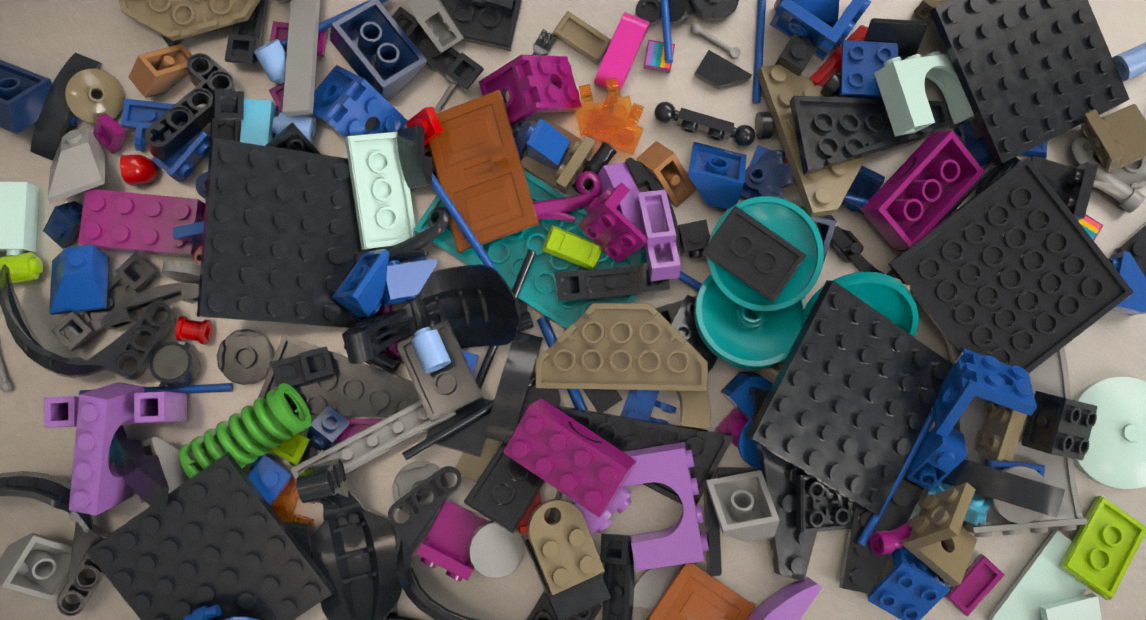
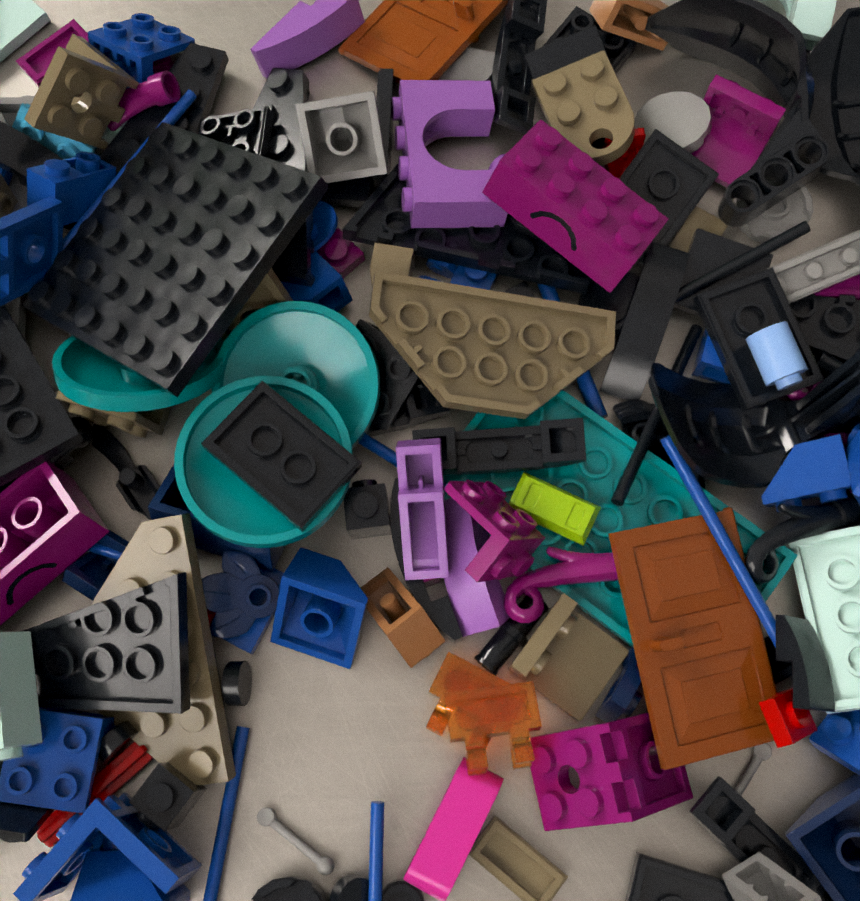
camera: 165 degrees left, 10 degrees down
(544, 43) = (585, 854): black piece -> none
(546, 144) = (591, 666): blue slope -> none
(655, 57) = (398, 819): tile -> none
(714, 127) = (389, 716): black plate -> none
(719, 71) = (295, 784): black tile -> none

